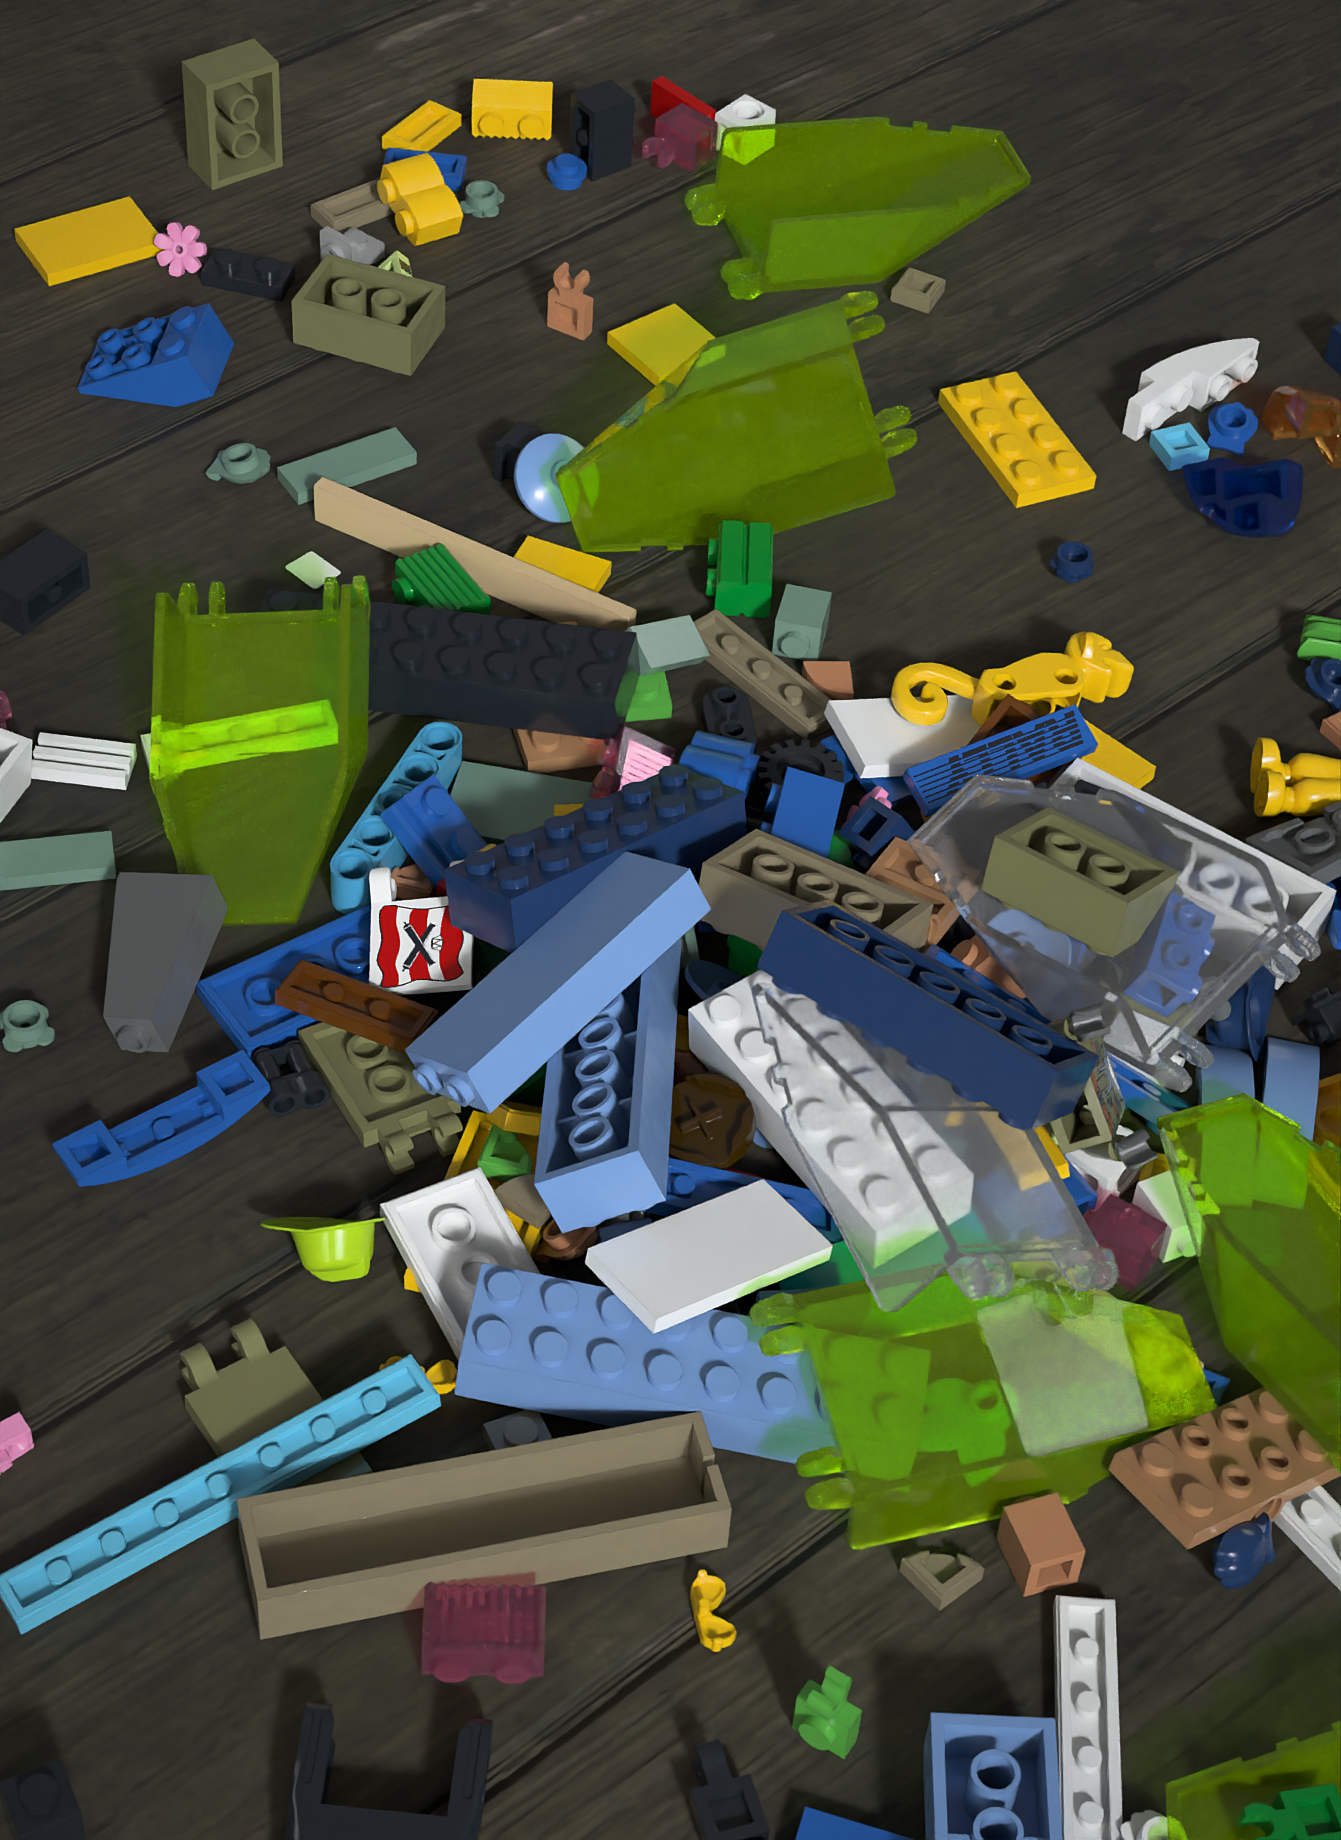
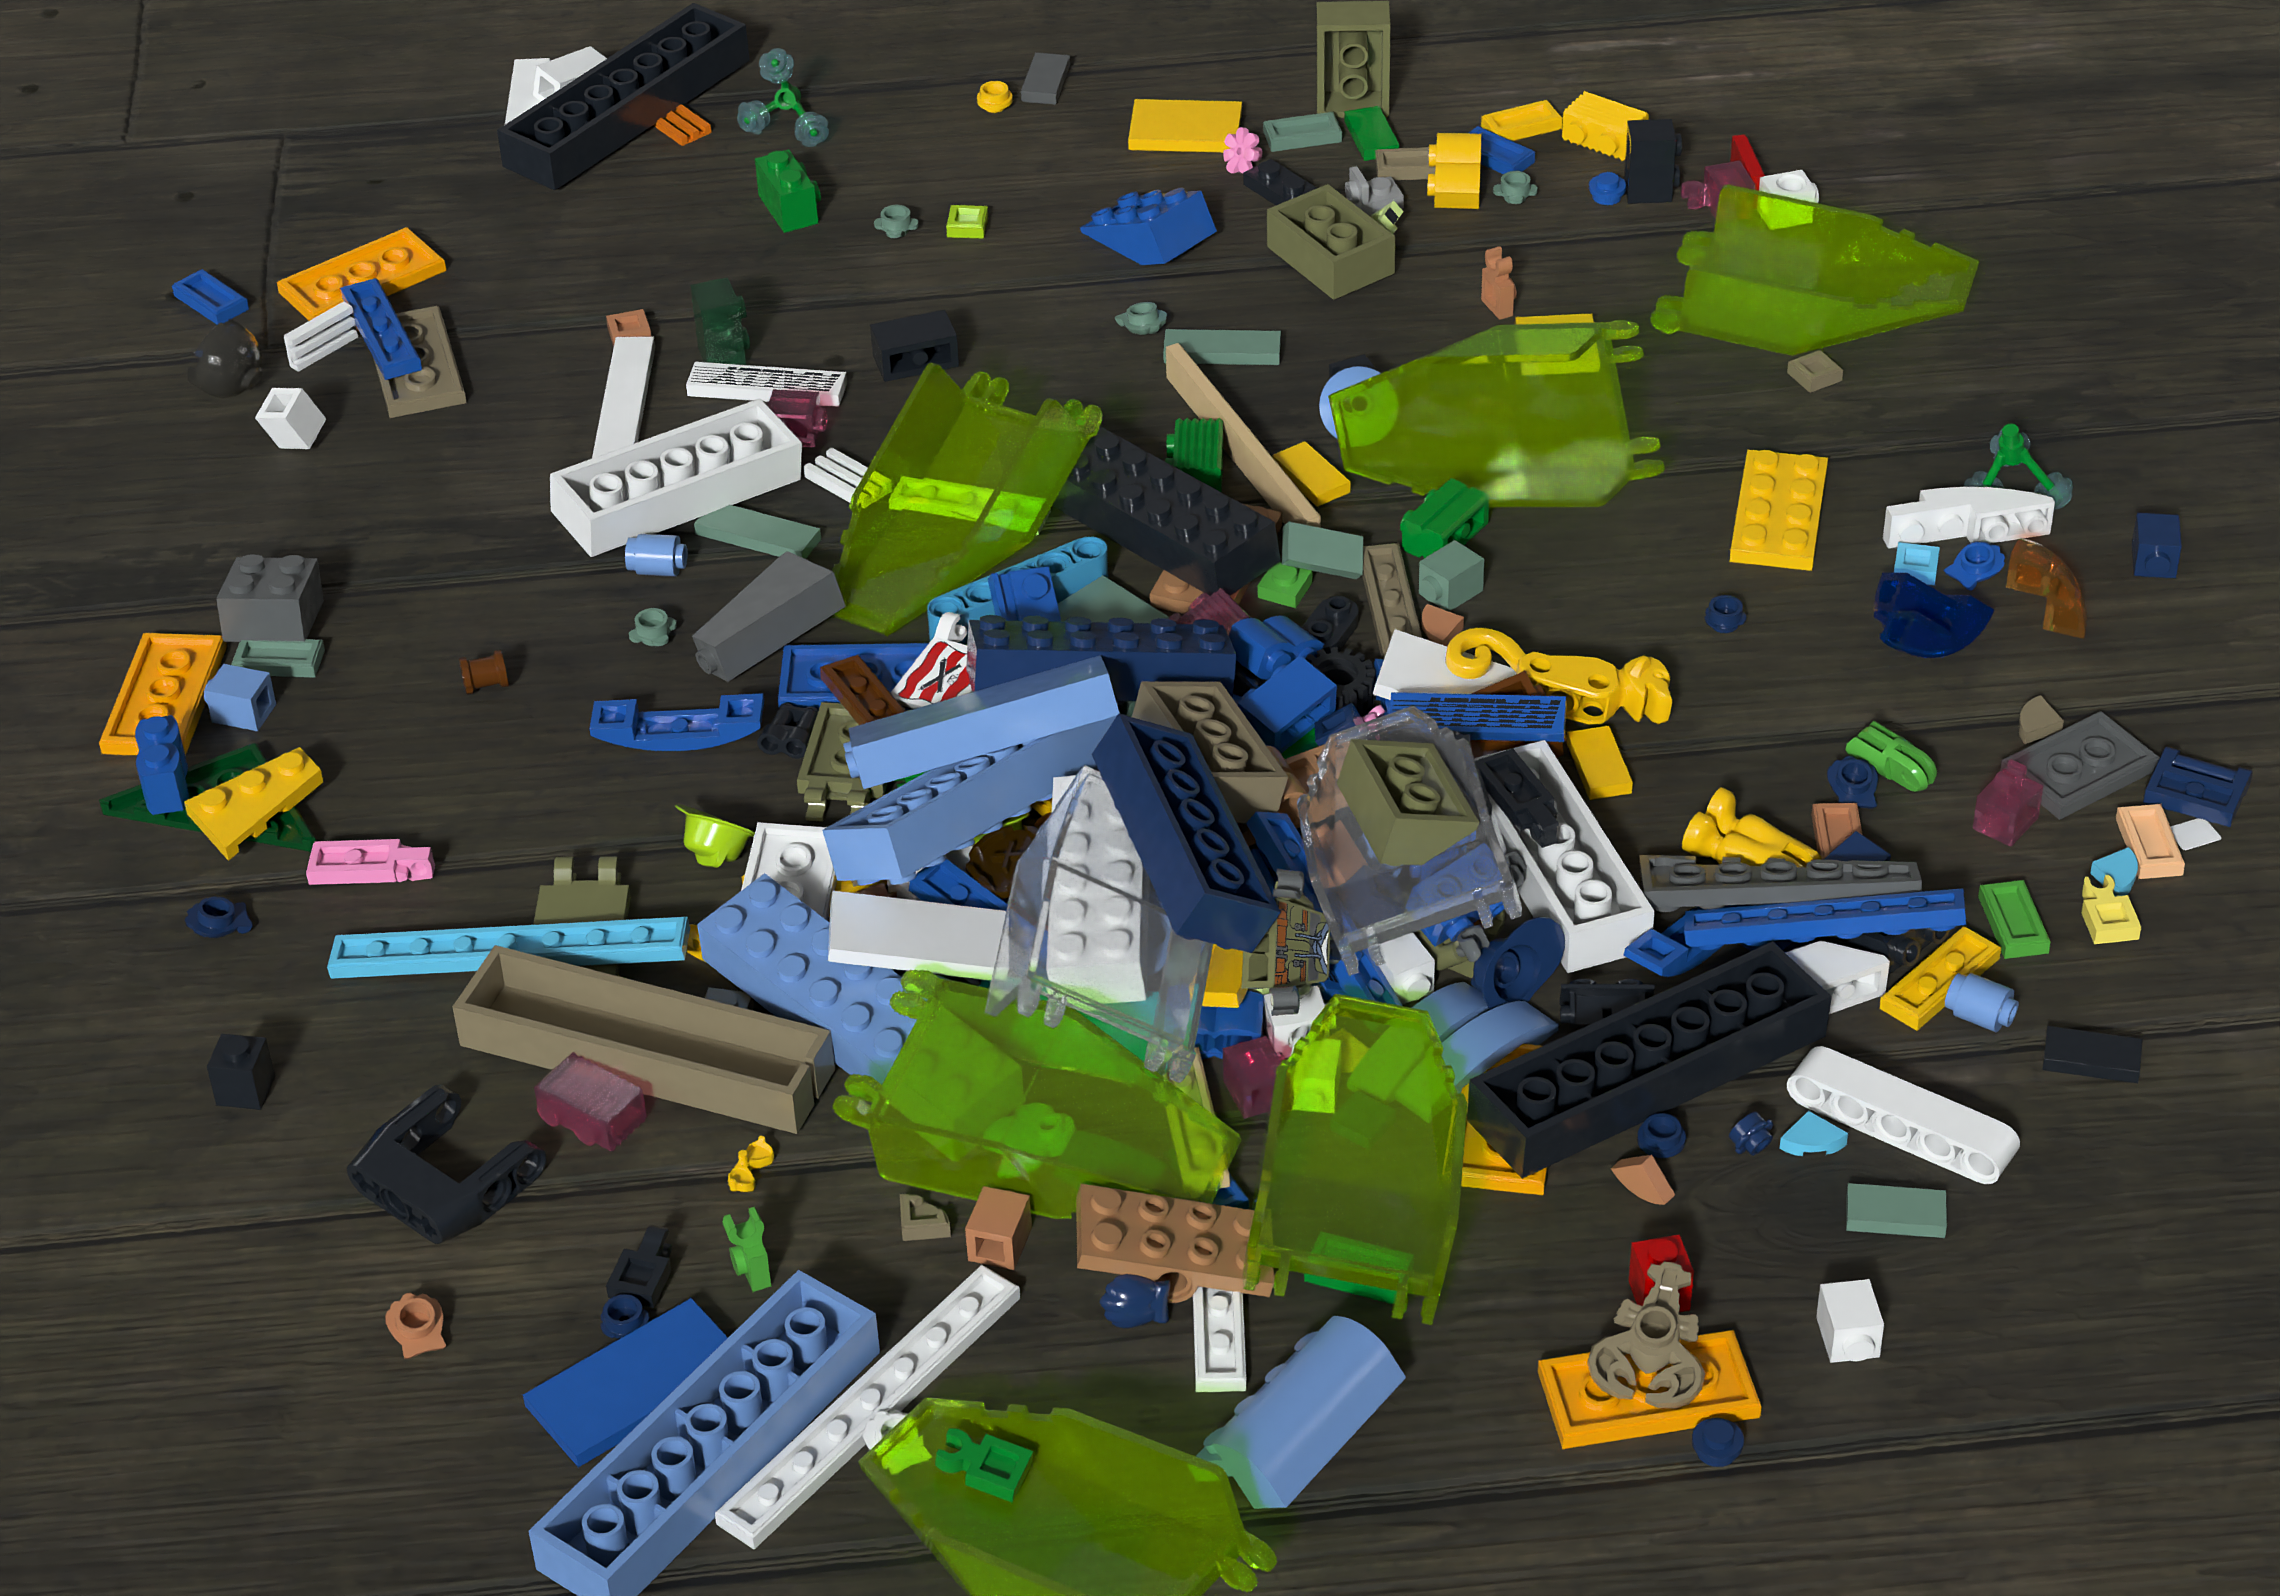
camera: 40 degrees right, 5 degrees down
(216, 208) = (1302, 131): none -> sand green tile
(285, 187) = (1370, 131): none -> green tile
(312, 569) = (1131, 411): sticker -> none
(1159, 303) = (2010, 450): none -> plant

